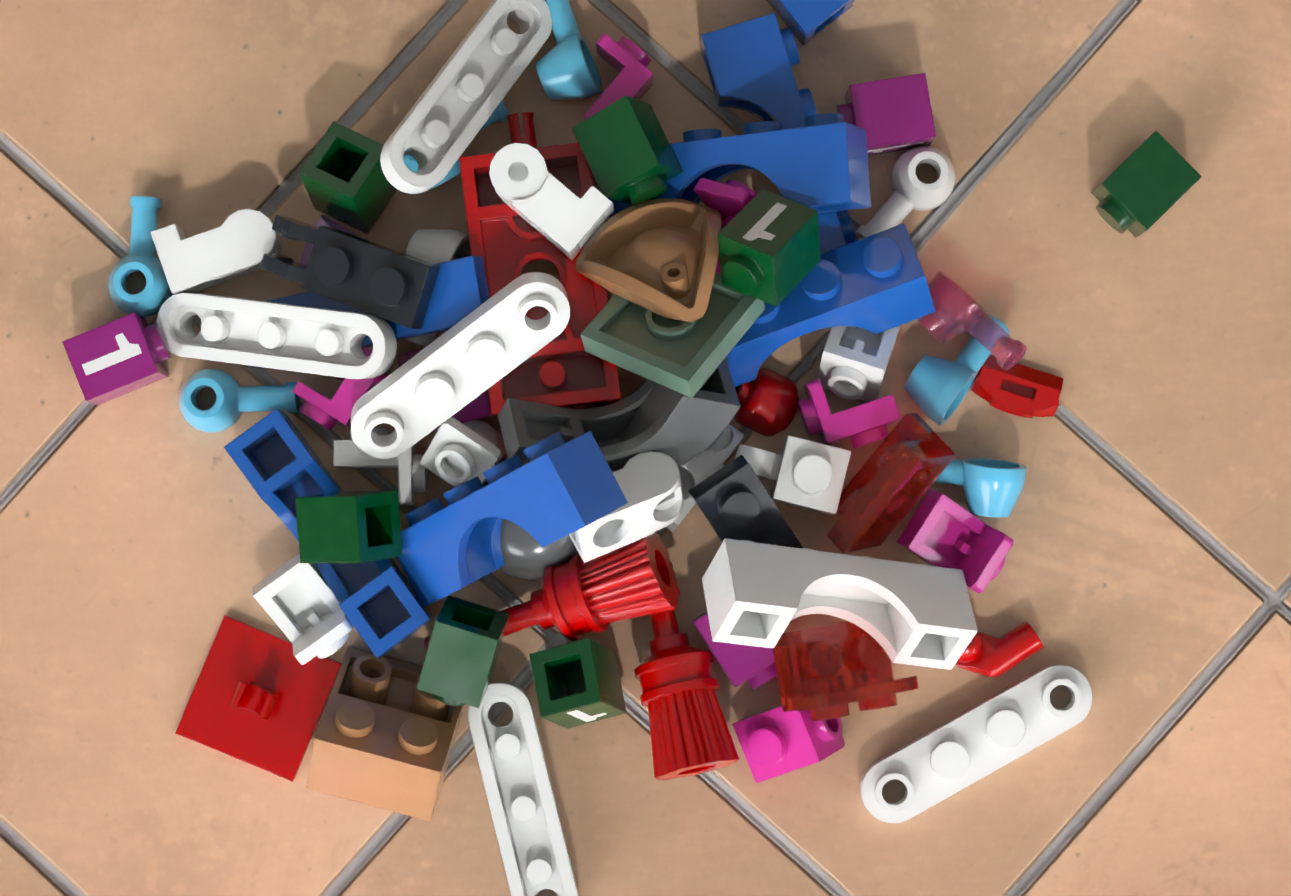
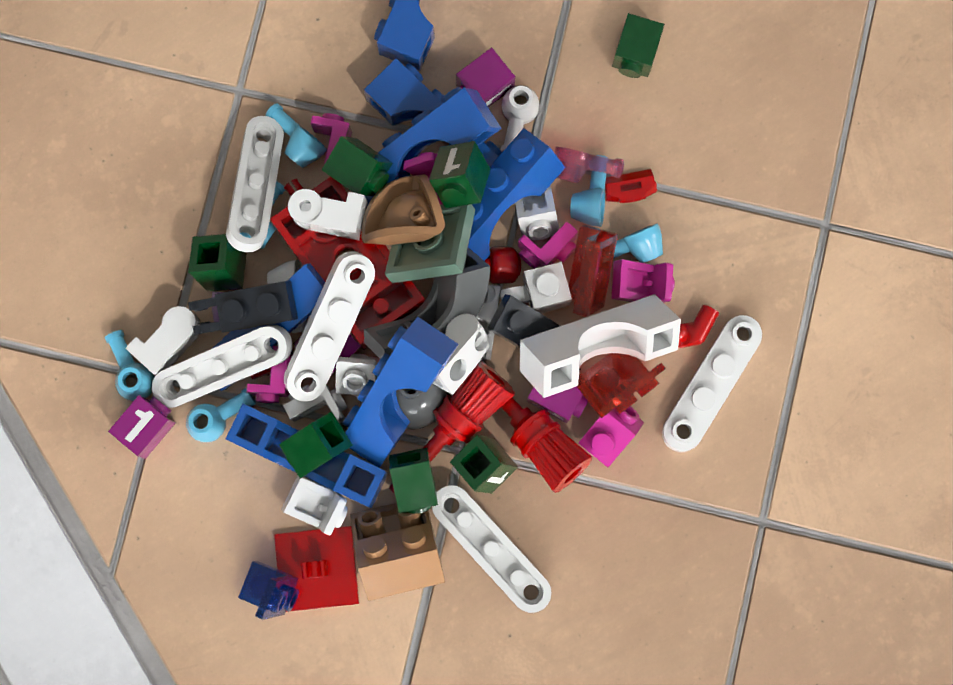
camera: 25 degrees left, 5 degrees down
(175, 695) = (269, 590): none -> clear blue bracket

